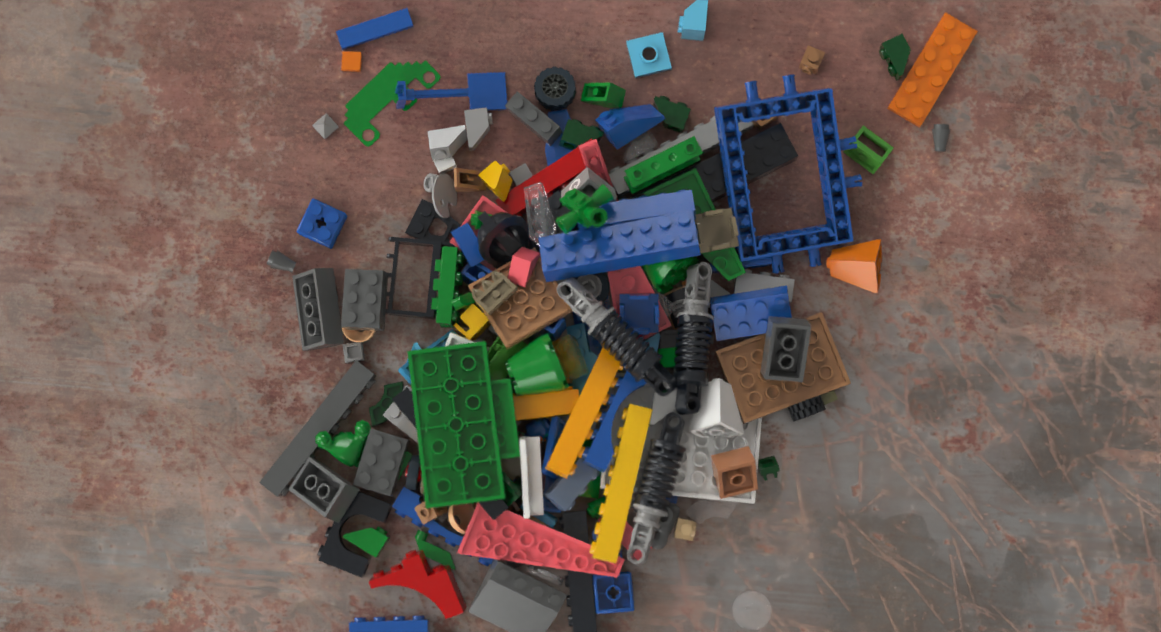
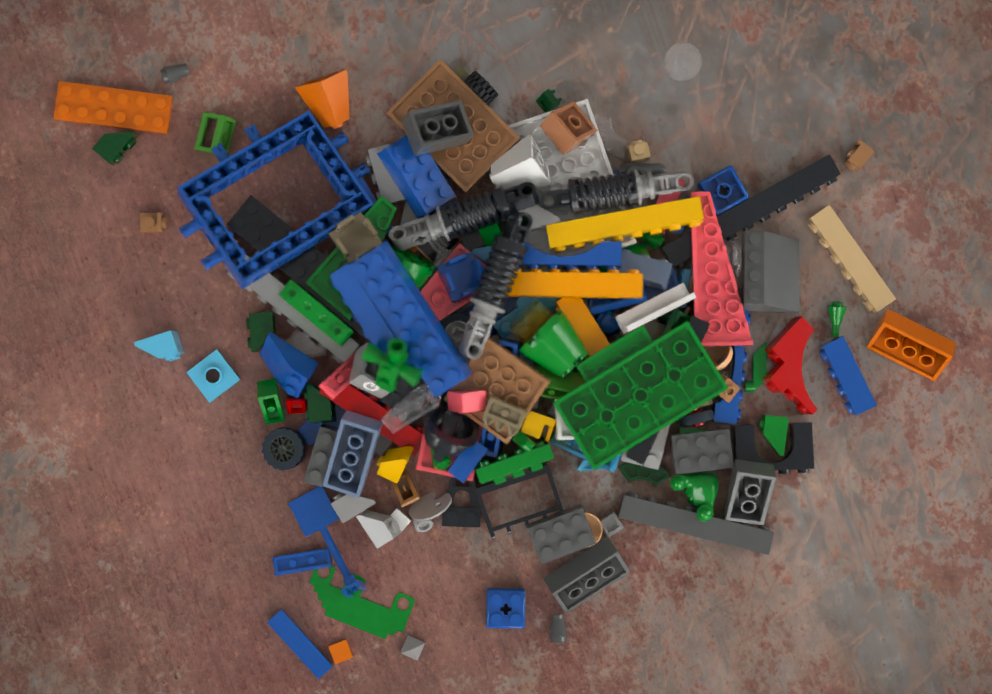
camera: 120 degrees left, 5 degrees up
(446, 61) = (302, 561): none -> blue tile
(522, 145) = (352, 453): none -> sand blue brick
(589, 115) = (296, 405): none -> red slope

